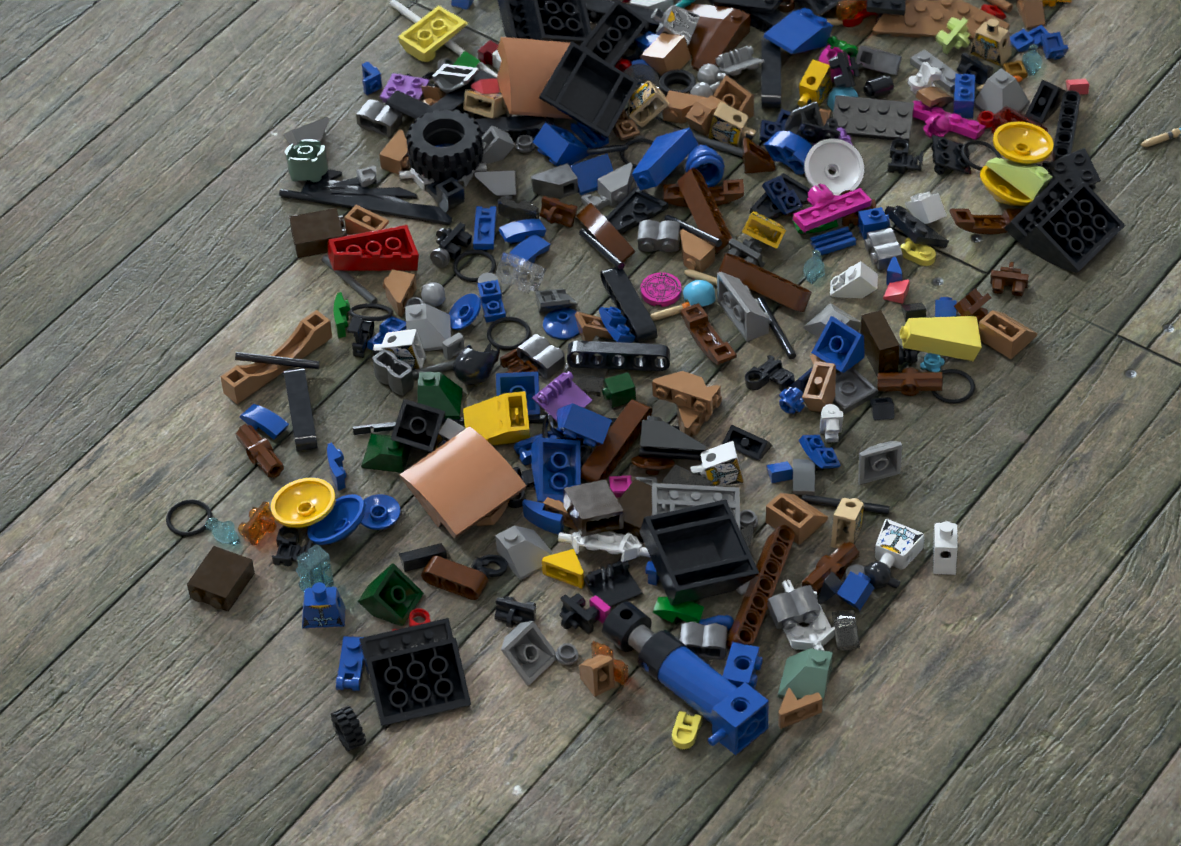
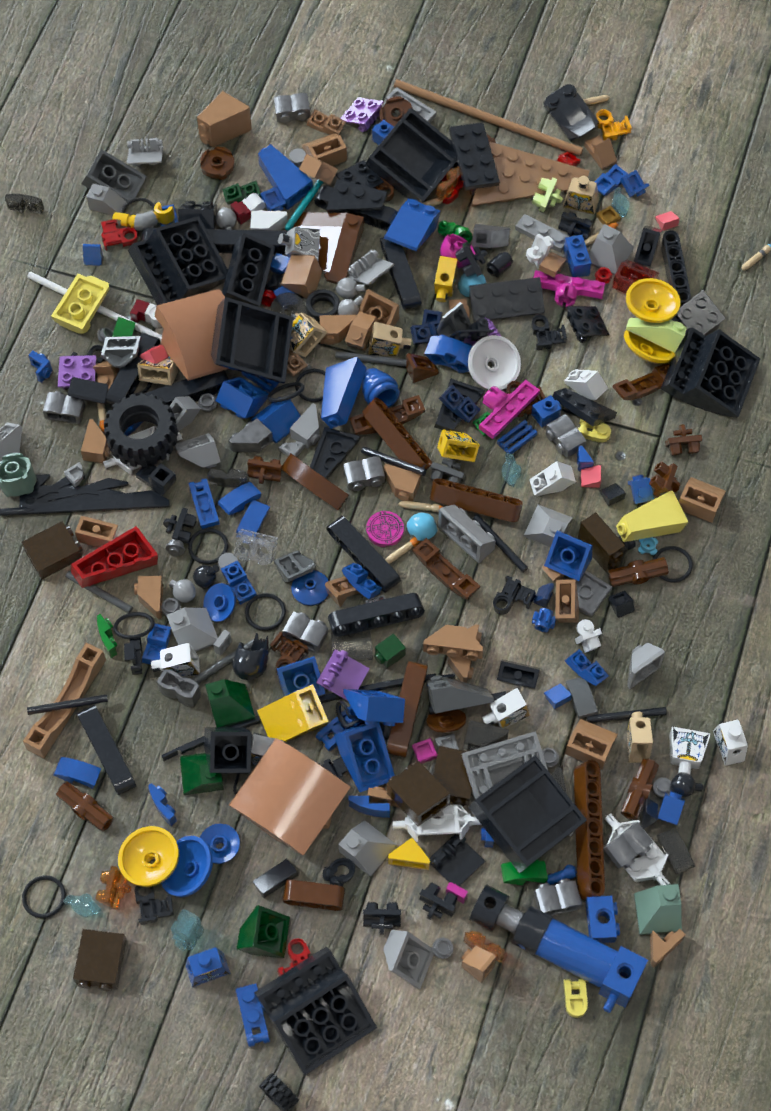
camera: 20 degrees left, 15 degrees up
(460, 286) = (205, 575): none -> black piece
(601, 249) = (320, 502): black bar -> none
(980, 143) = (605, 325): black tyre -> none

